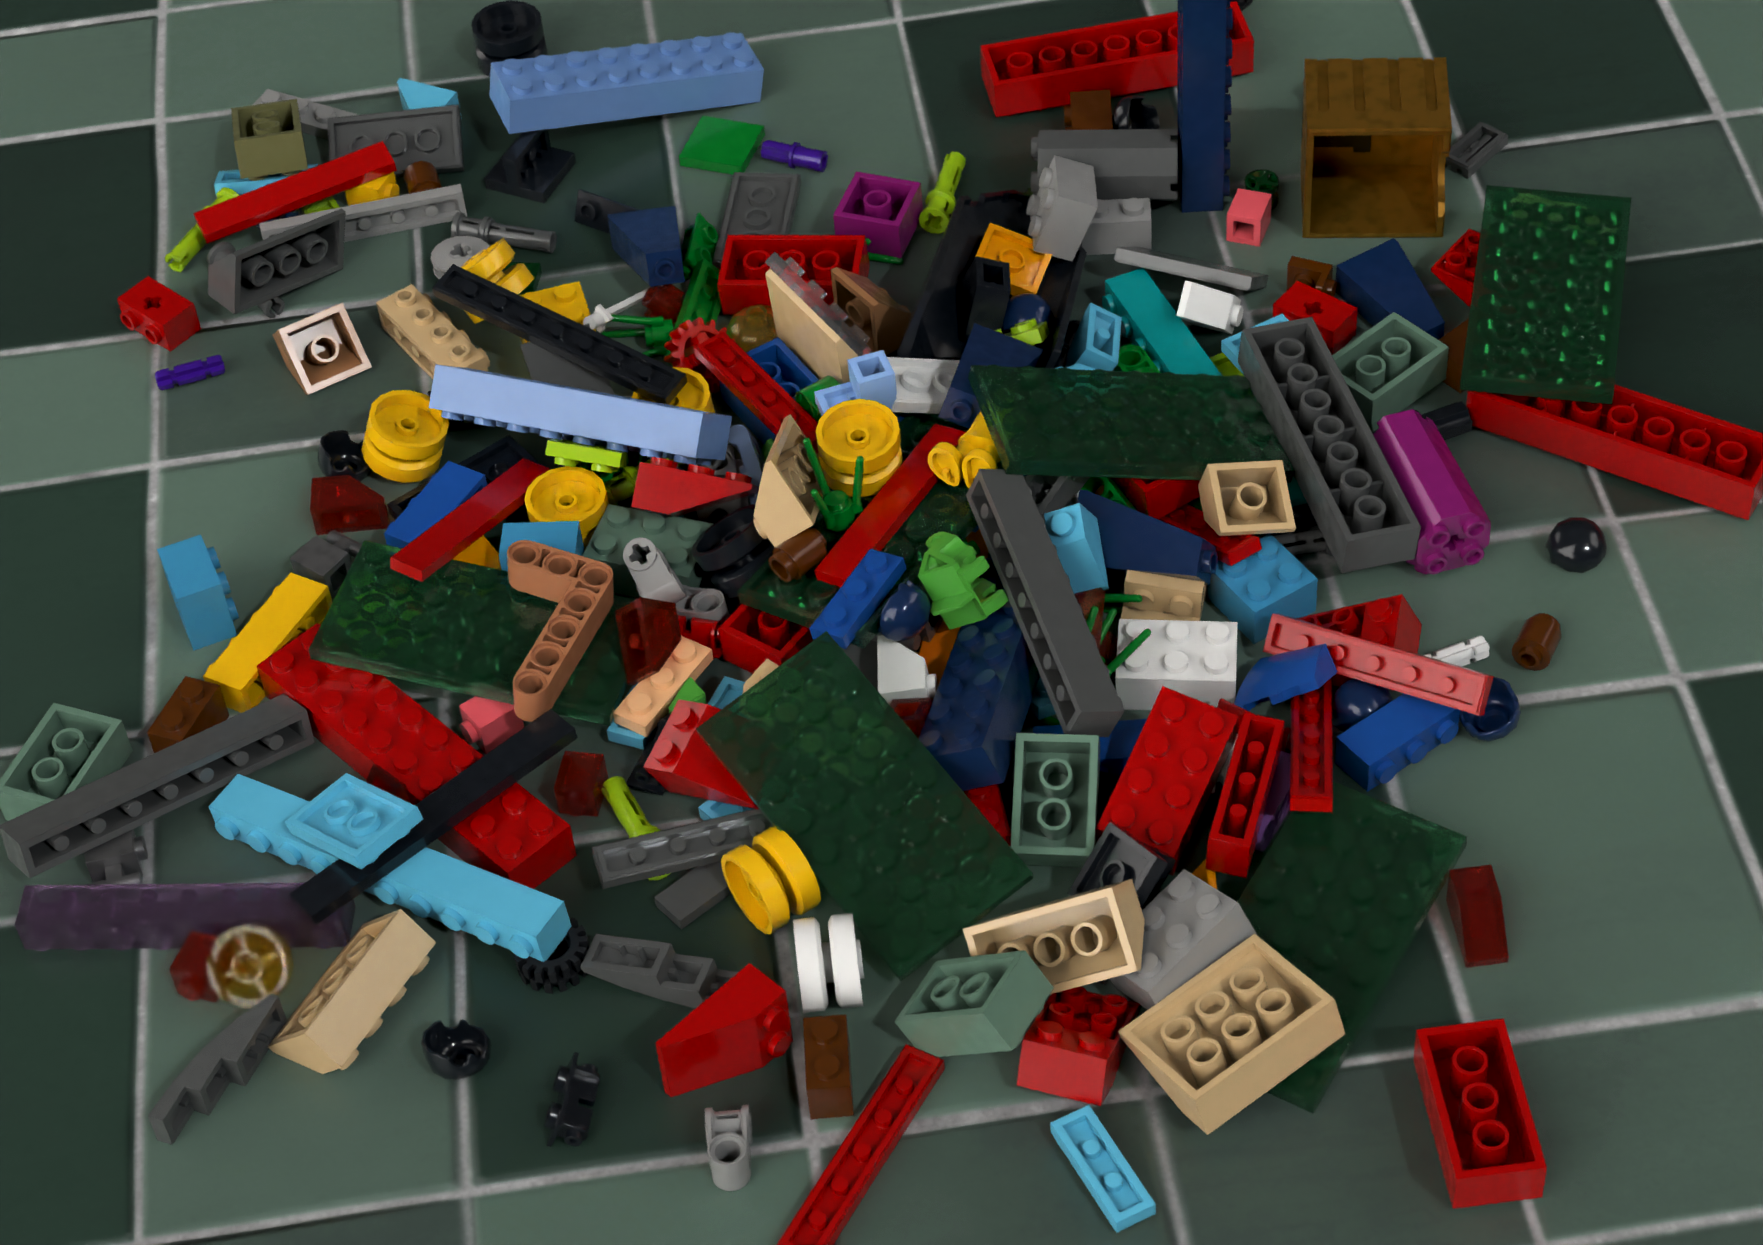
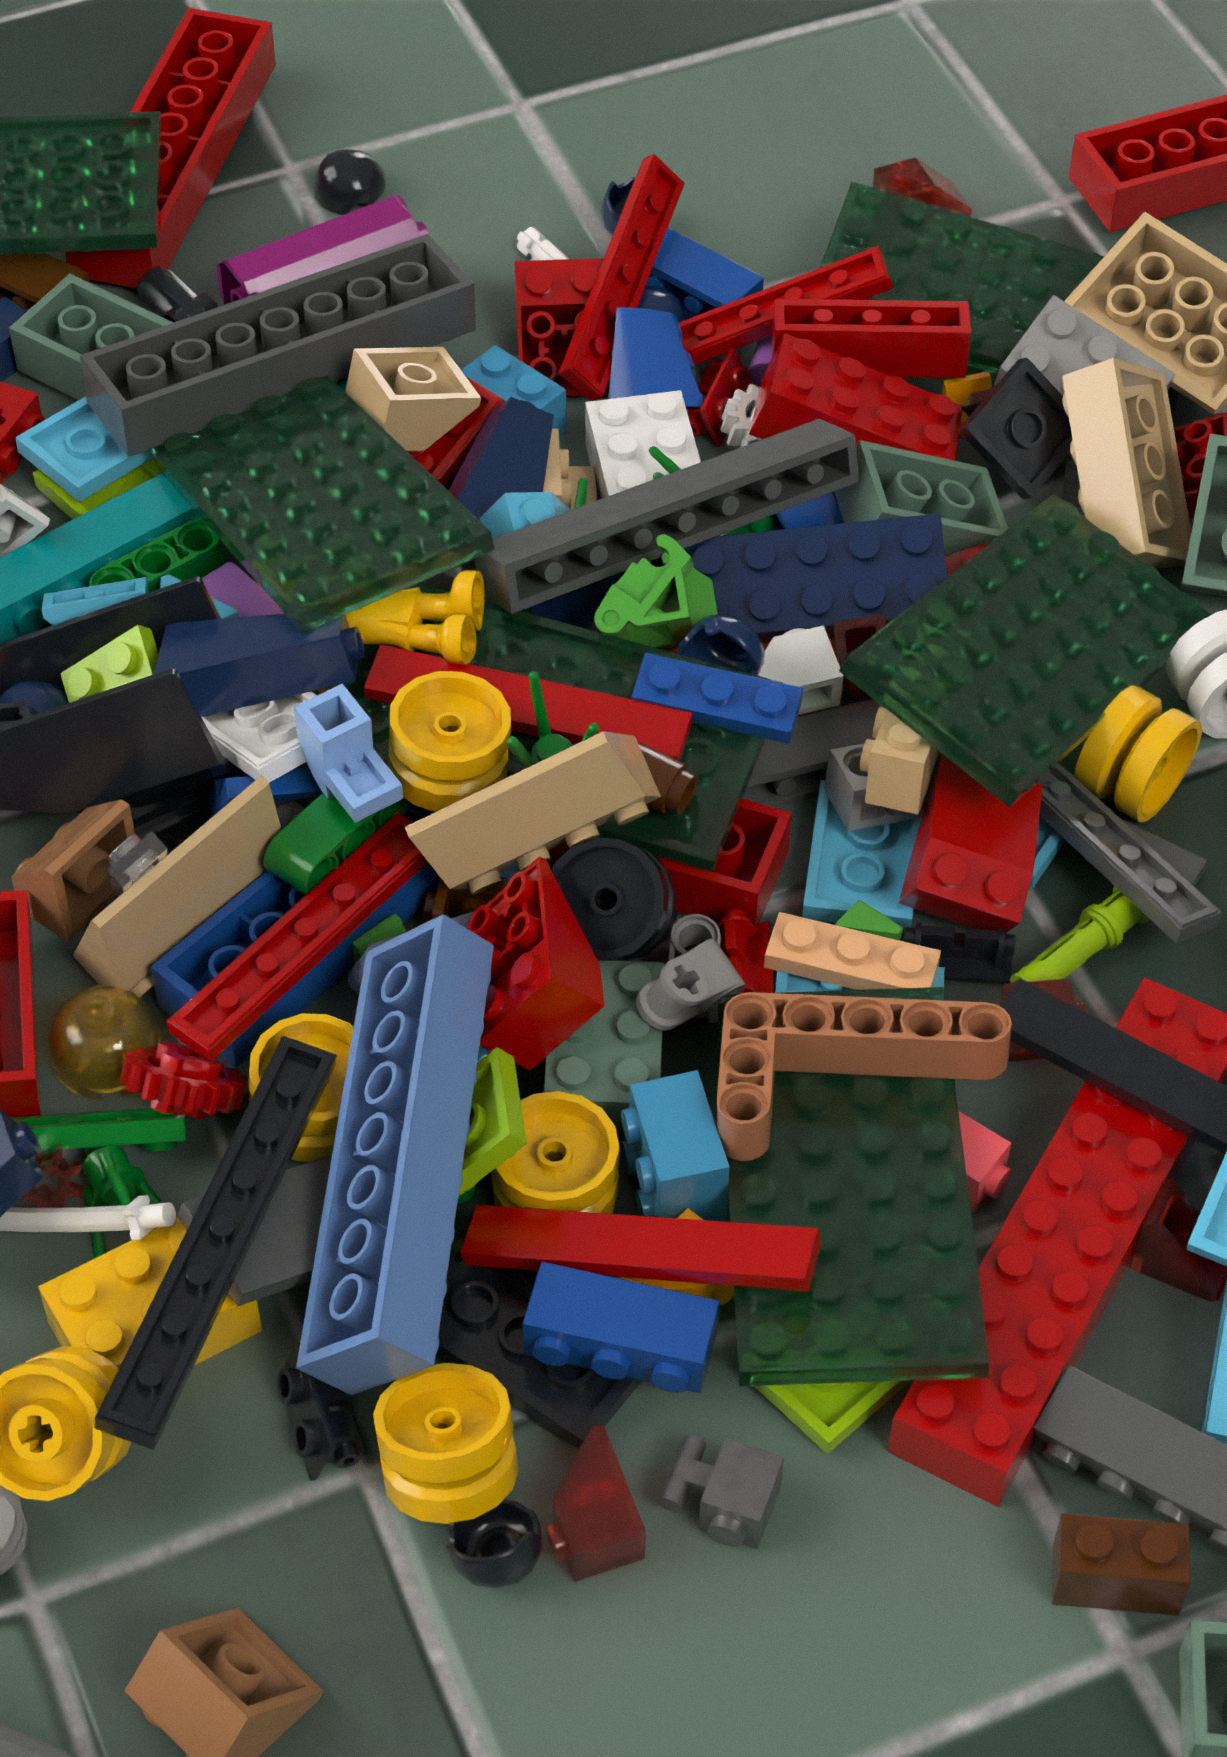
camera: 110 degrees left, 5 degrees up
(199, 591) = (872, 1635): dark azure brick -> none
(284, 616) = (918, 1514): yellow brick -> none
(427, 332) = (178, 1507): tan brick -> none
(647, 636) = (809, 963): clear red slope -> none
(1537, 642) = (515, 192): reddish brown brick -> none

